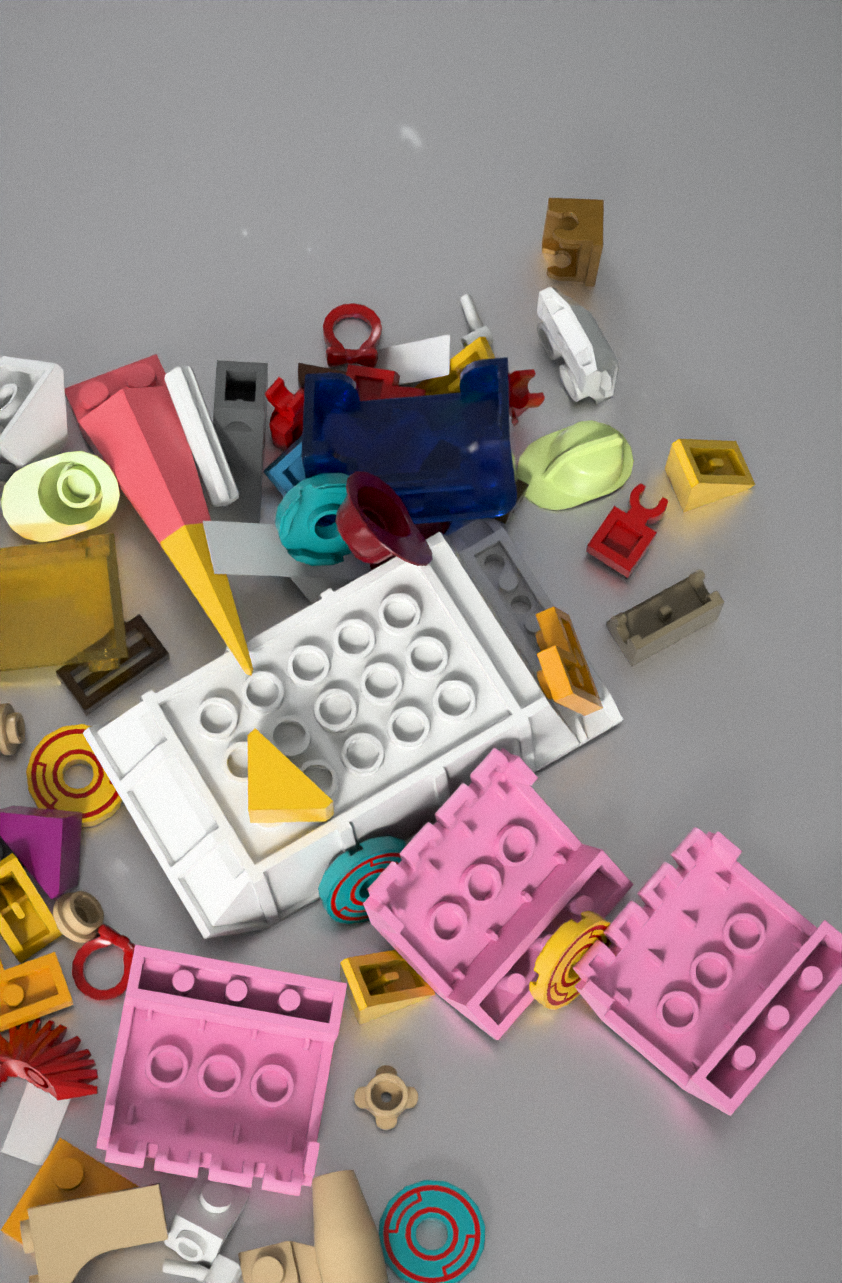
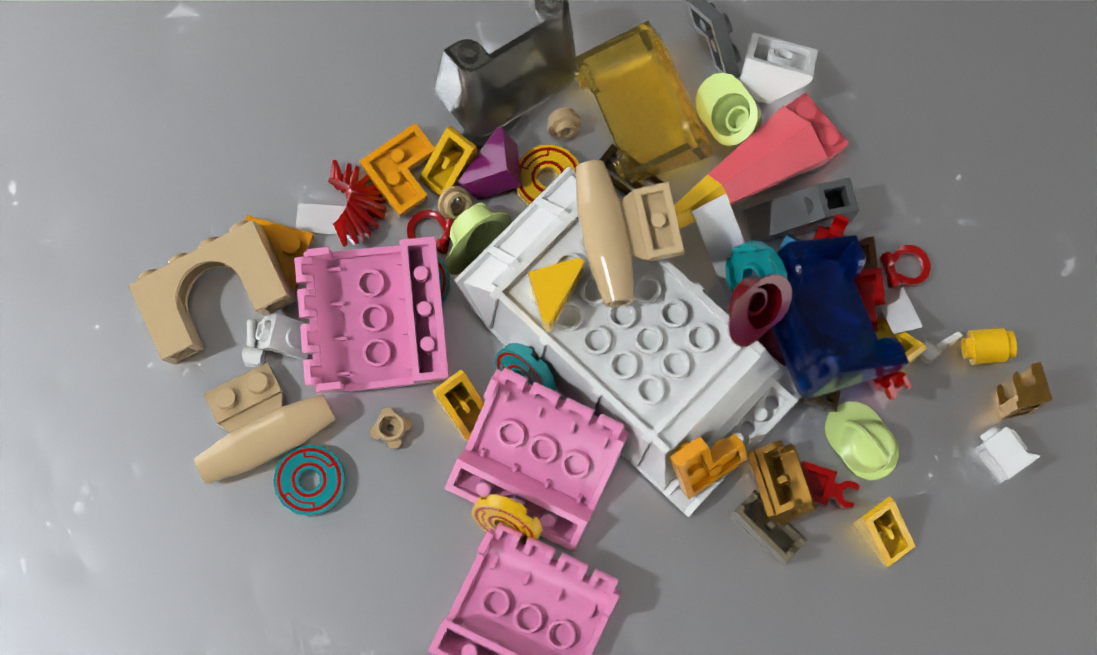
camera: 80 degrees right, 5 degrees up
(130, 899) = (473, 234): none -> yellowish green piece
(201, 436) = (793, 183): white axle -> none
(221, 666) = (617, 230): none -> tan plate
(495, 263) = (989, 346): none -> yellow brick
(574, 334) = (946, 419): white slope -> none
(612, 578) = (781, 482): none -> pearl gold hinge
(644, 290) = (1004, 452): none -> white window

